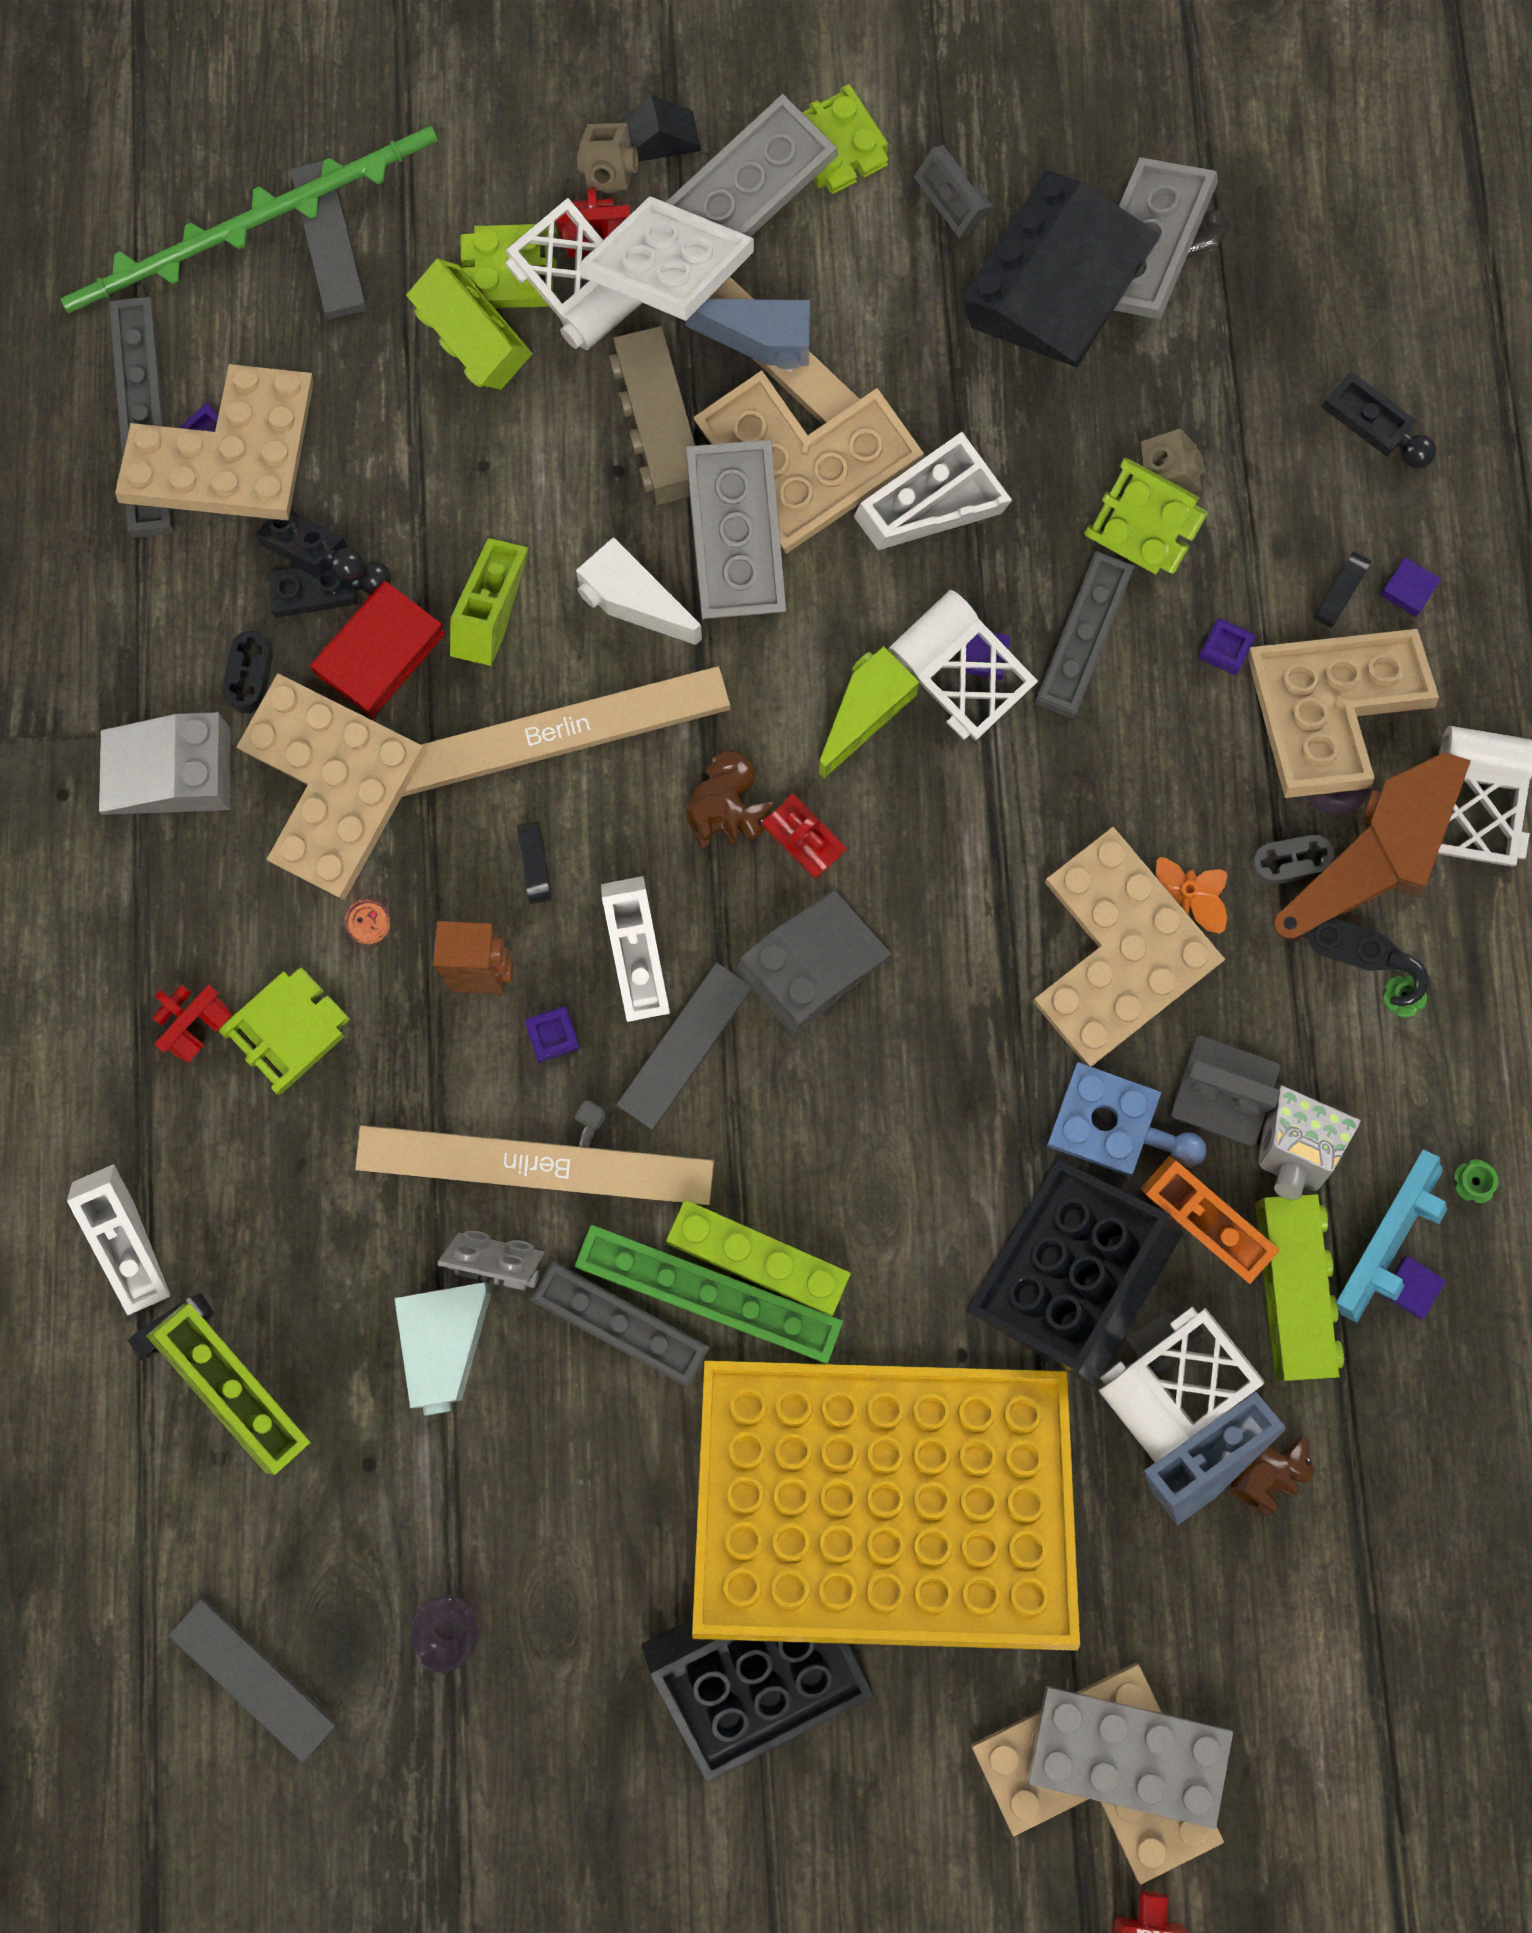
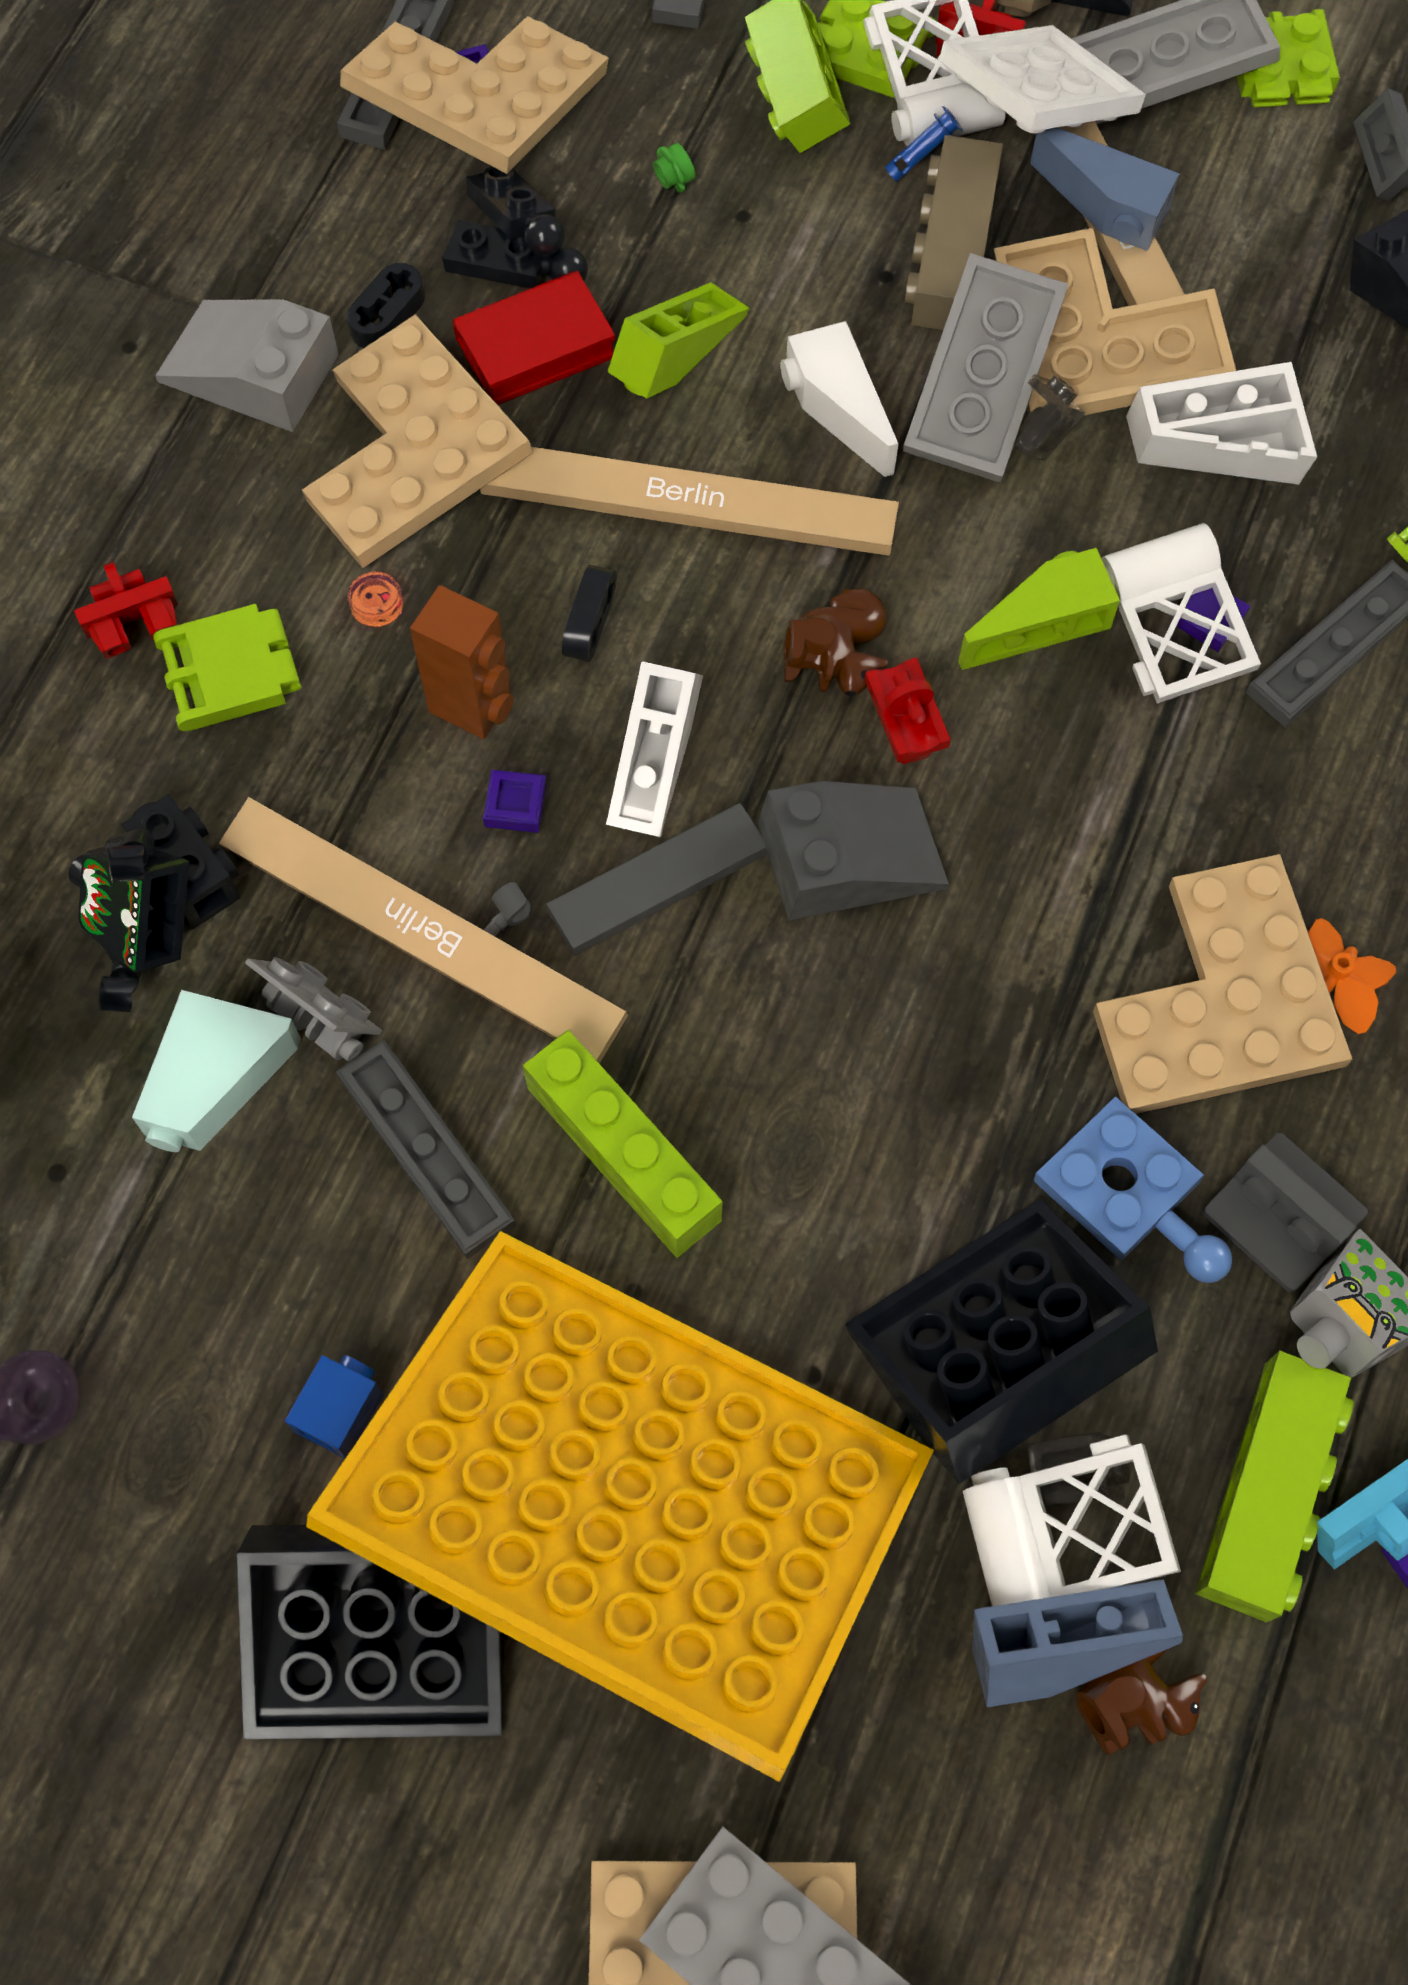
camera: 25 degrees right, 10 degrees down
(322, 1190) = (181, 835): none -> black brick
(325, 1252) = (133, 908): none -> black torso
(411, 451) = (673, 167): none -> bright green plate
(599, 345) = (924, 143): none -> blue piece
(654, 1535) = (335, 1404): none -> blue brick
(709, 1294) = (547, 1161): bright green plate -> none
(802, 556) = (1049, 424): none -> clear smoke bracket
(1210, 1219) = (1199, 1346): orange slope -> none

